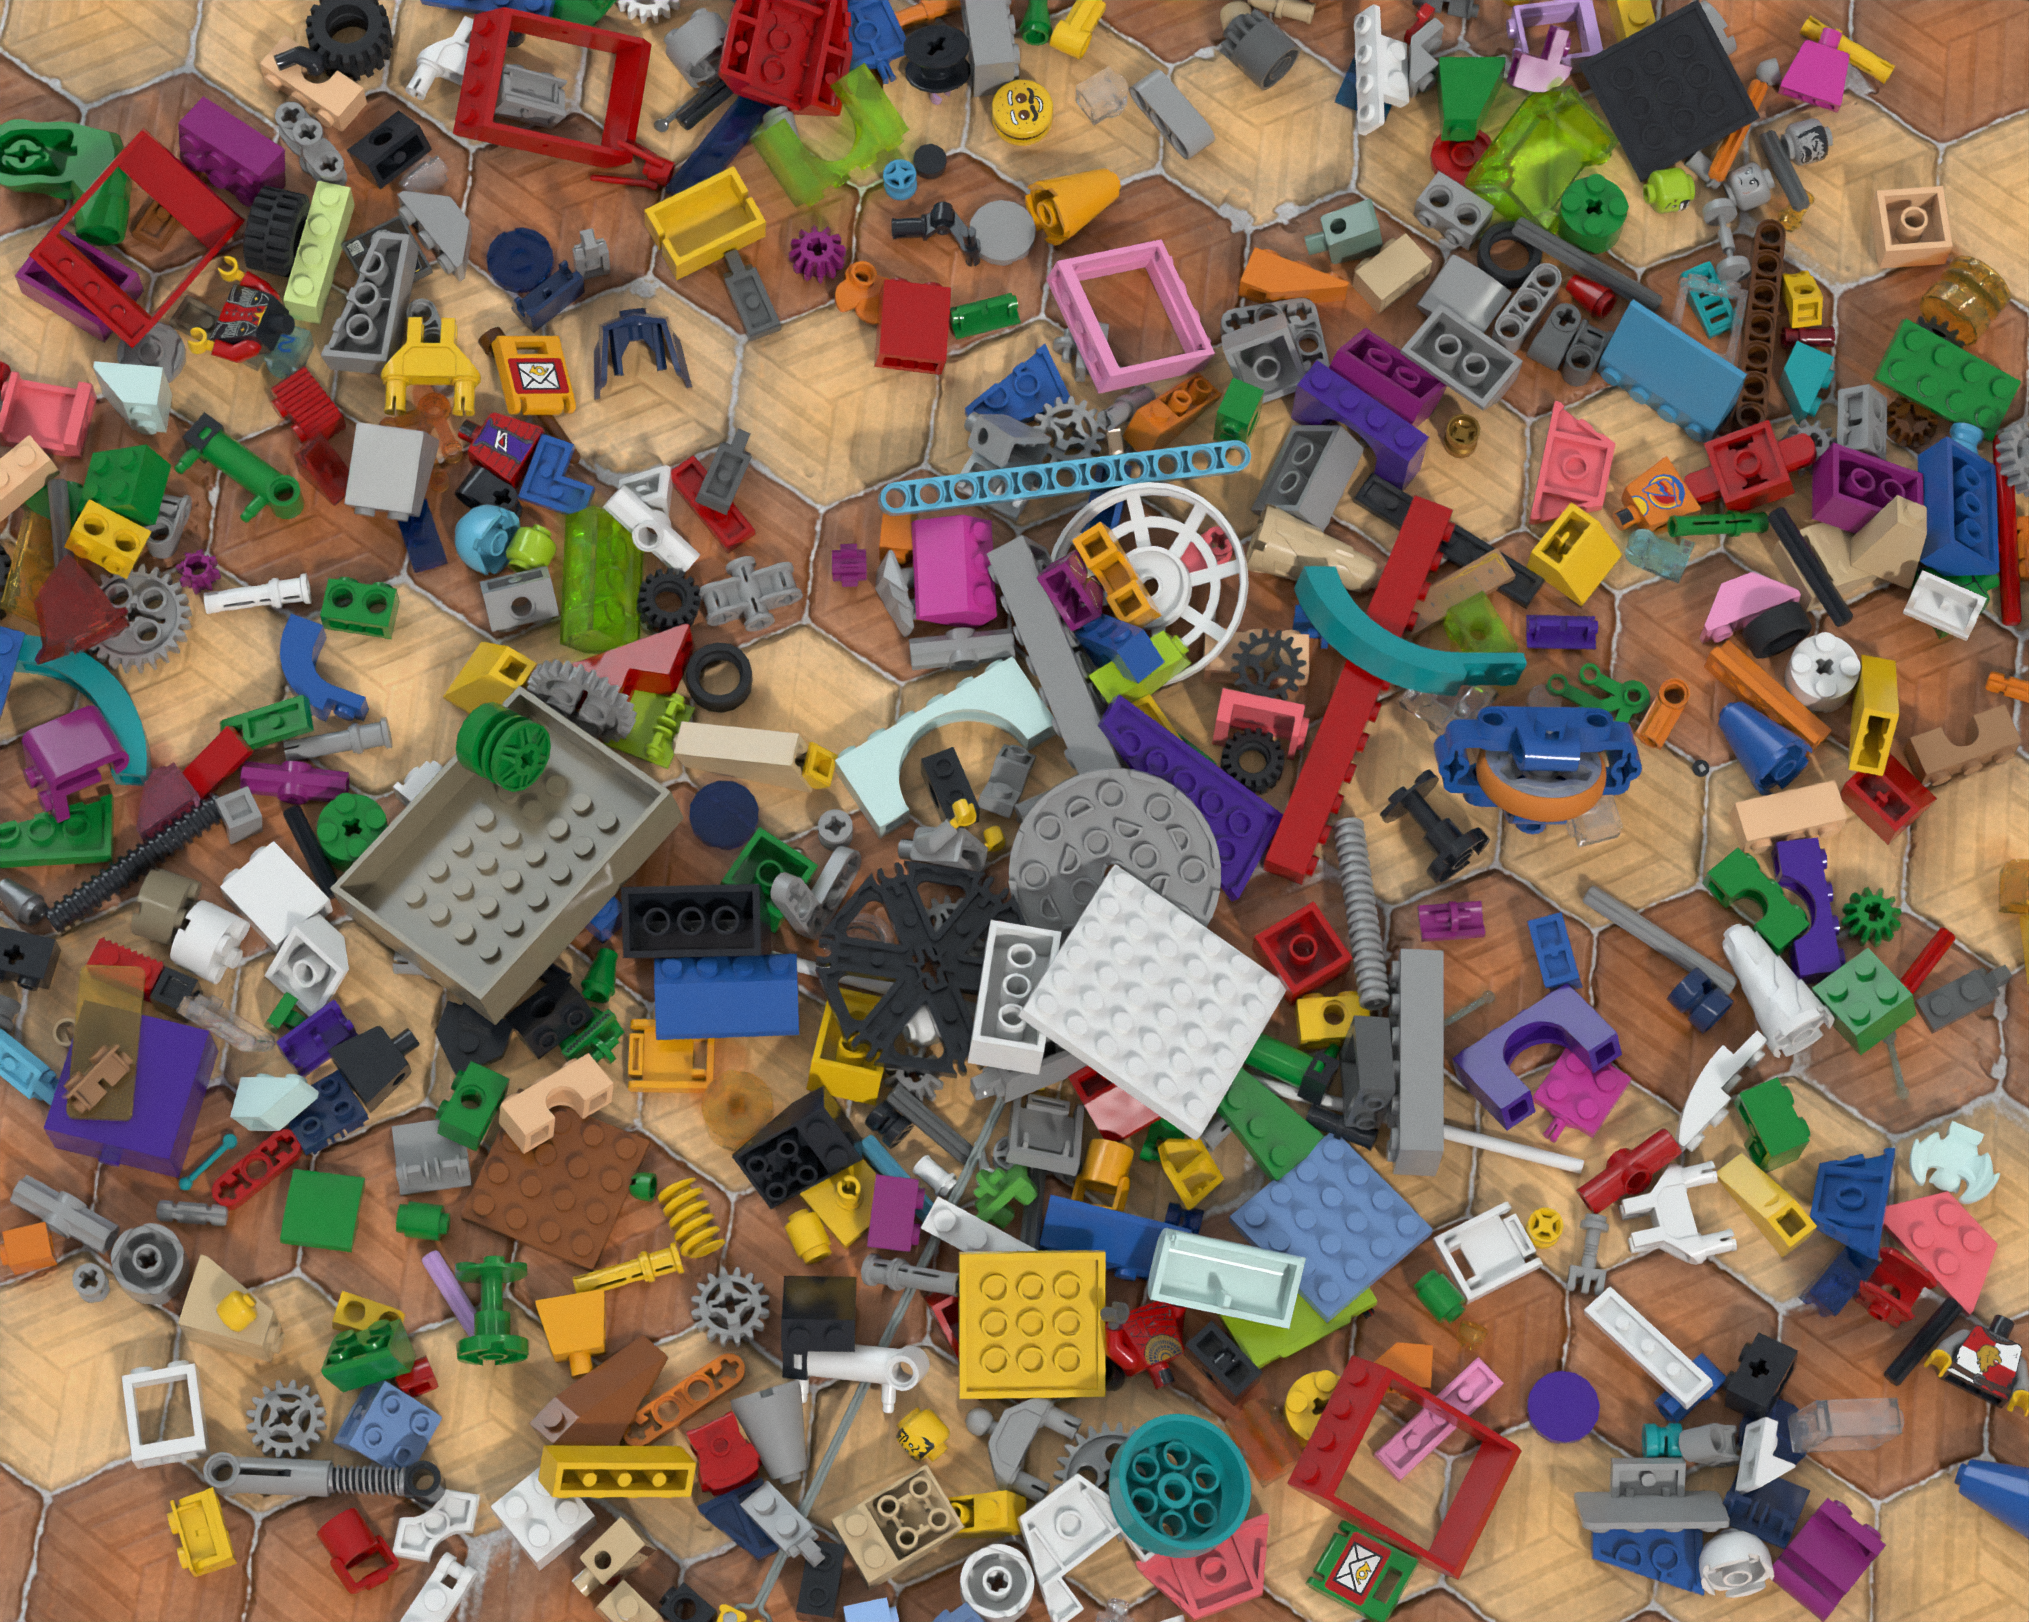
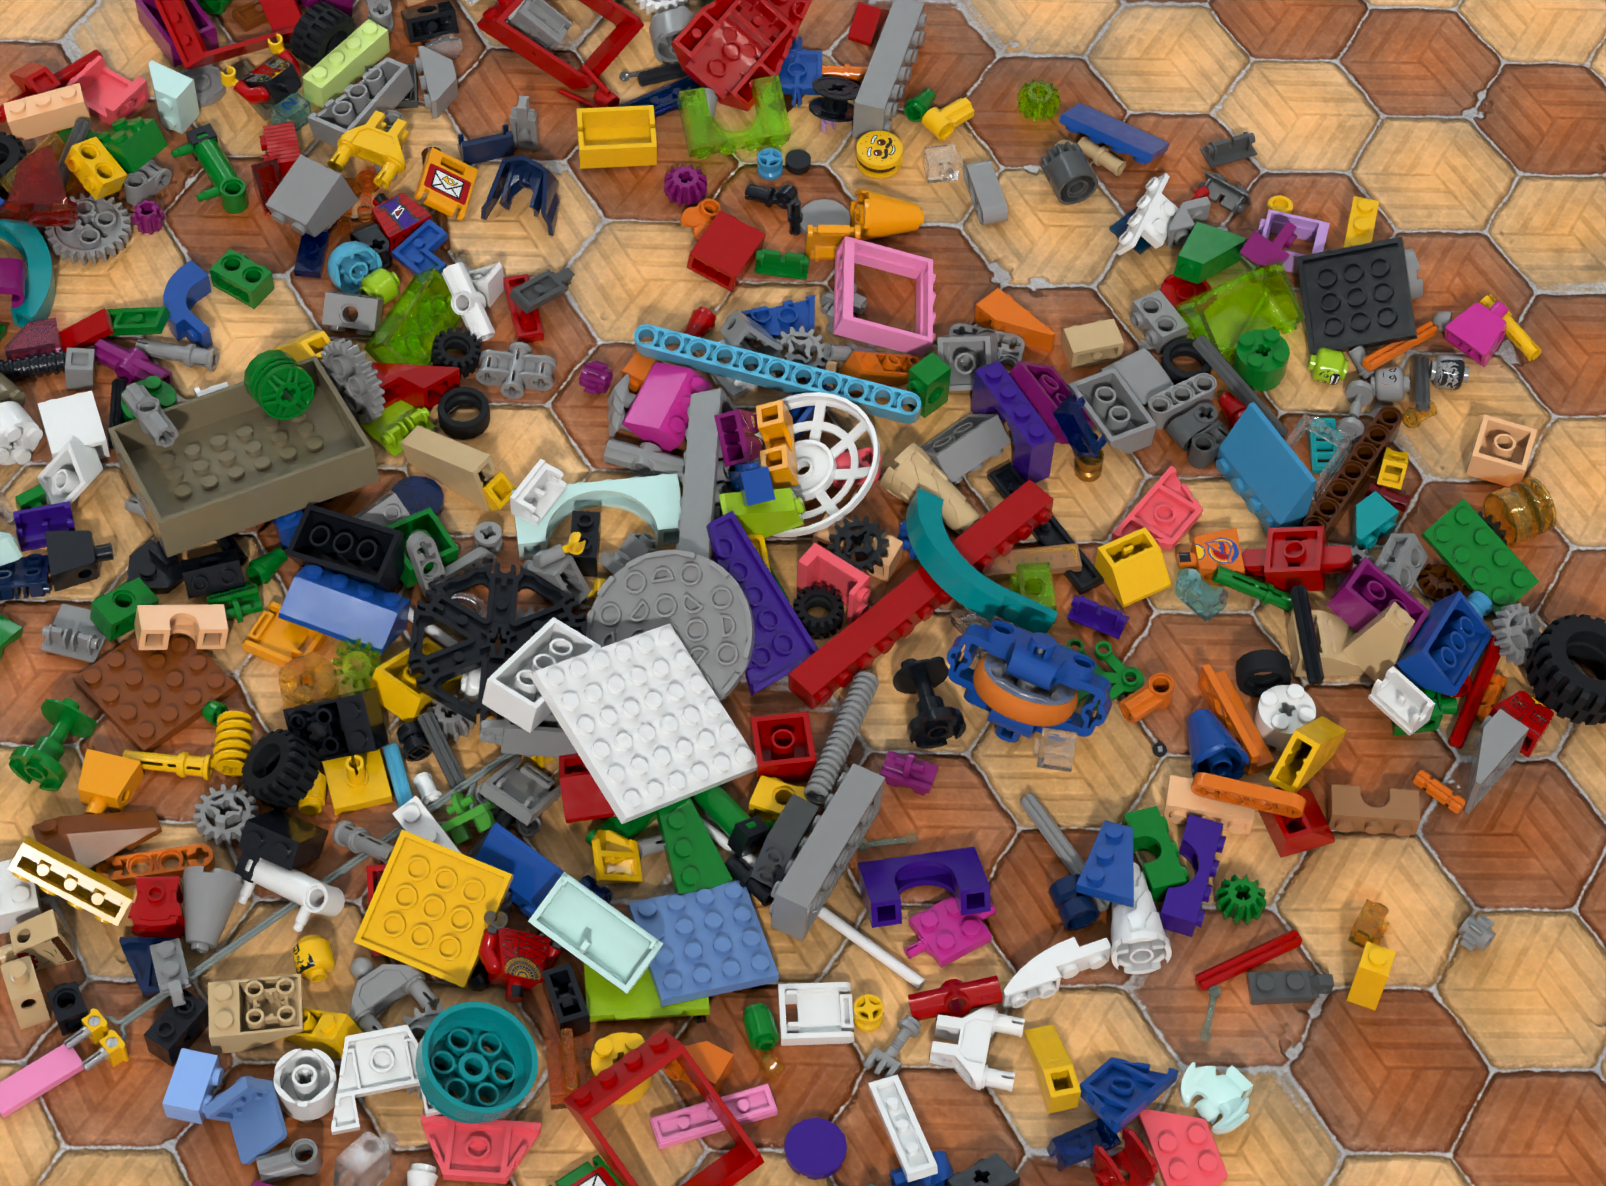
camera: 25 degrees right, 15 degrees down
(274, 593) = (191, 249): white pin -> none
(392, 864) = (150, 415): none -> light grey piece
(422, 1220) = (44, 669): green brick -> none
(450, 1290) = (37, 721): lavender axle -> none
(520, 260) = (480, 118): clear blue tile -> none
(703, 858) = (384, 510): none -> light grey brick
(750, 298) = (623, 195): dark grey hinge -> none
(778, 1046) = (360, 653): none -> clear neon green gear
(792, 1226) = (280, 769): none -> black tyre
(873, 755) = (537, 493): none -> white hinge
(894, 1213) = (379, 797): magenta brick -> none
(930, 440) = (700, 322): none -> red cone
(1034, 267) = (825, 239): none -> light orange container
(1105, 1172) = (555, 834): light orange piece -> none
(1347, 234) = (1071, 303): sand green torso -> none
(1443, 410) = (1077, 428): none -> clear blue hinge
(1554, 952) = (978, 824): blue hinge -> none
(1726, 946) = (1109, 867): none -> blue wing
(1741, 602) = (1239, 641): bright pink slope -> none
(1772, 1125) = (1082, 1008): green brick -> none
(1835, 797) = (1248, 795): none -> orange beam
(1865, 1001) = (1203, 951): brick -> none

